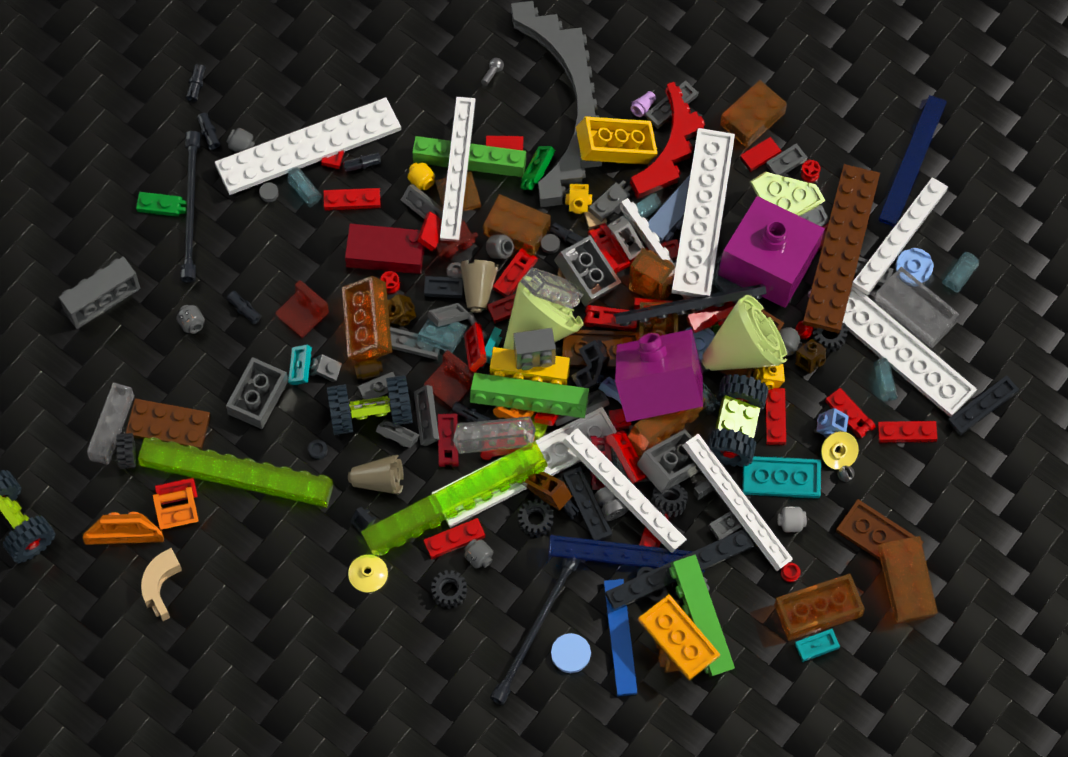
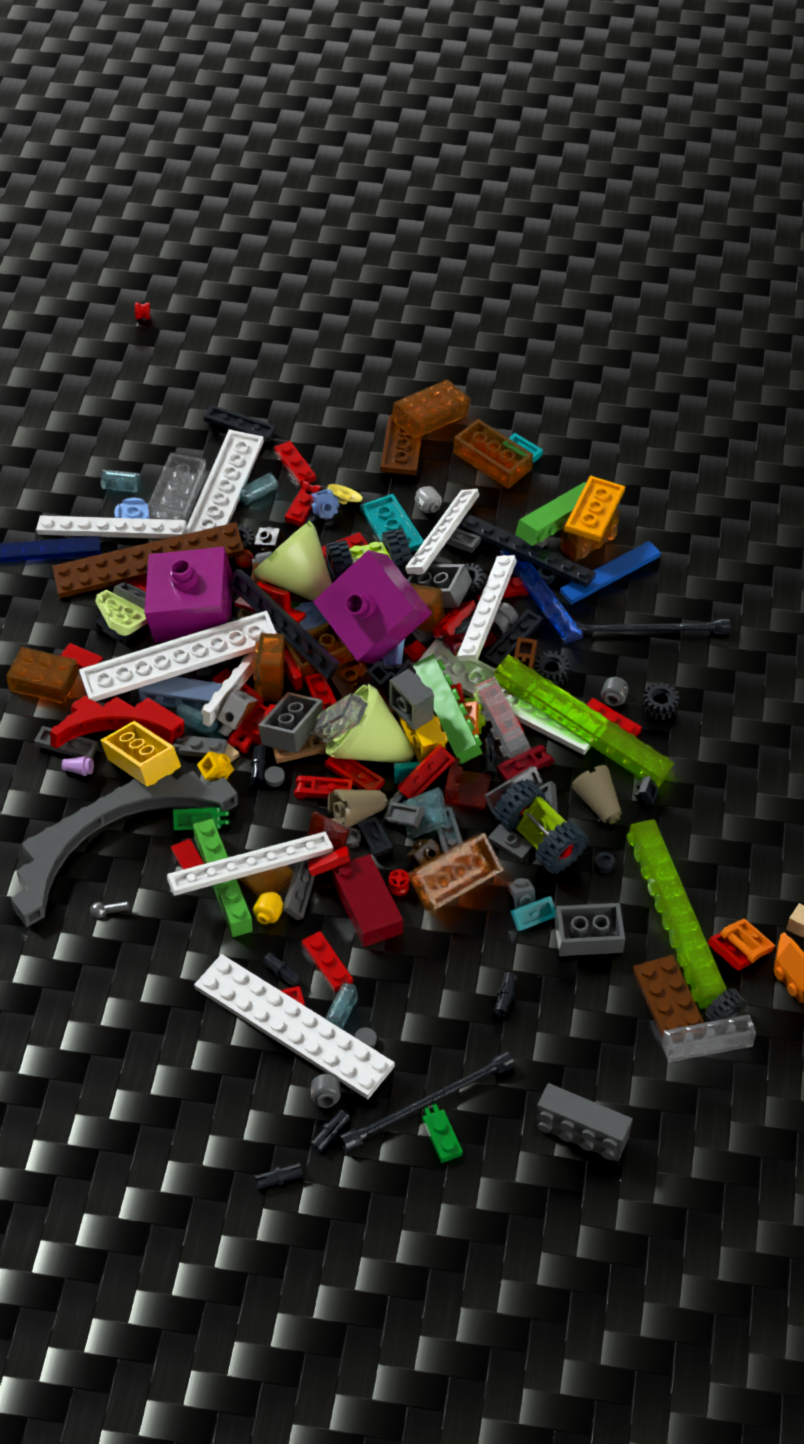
camera: 120 degrees left, 15 degrees down
(190, 319) = (552, 1030): dark grey head -> none
(303, 310) = (476, 940): clear red bracket -> none
(368, 369) = (504, 856): dark brown brick -> none
(368, 582) = (689, 776): light yellow dish -> none
(499, 246) = (305, 805): dark grey head -> none
(519, 222) = (273, 805): clear orange brick -> none
(570, 653) = (649, 598): light blue tile -> none
(786, 160) = (79, 635): dark grey plate -> none
(790, 572) = (473, 484): red plate -> none
(809, 167) = (80, 614): red wheel -> none
(843, 475) = (360, 485): flat silver hinge -> none

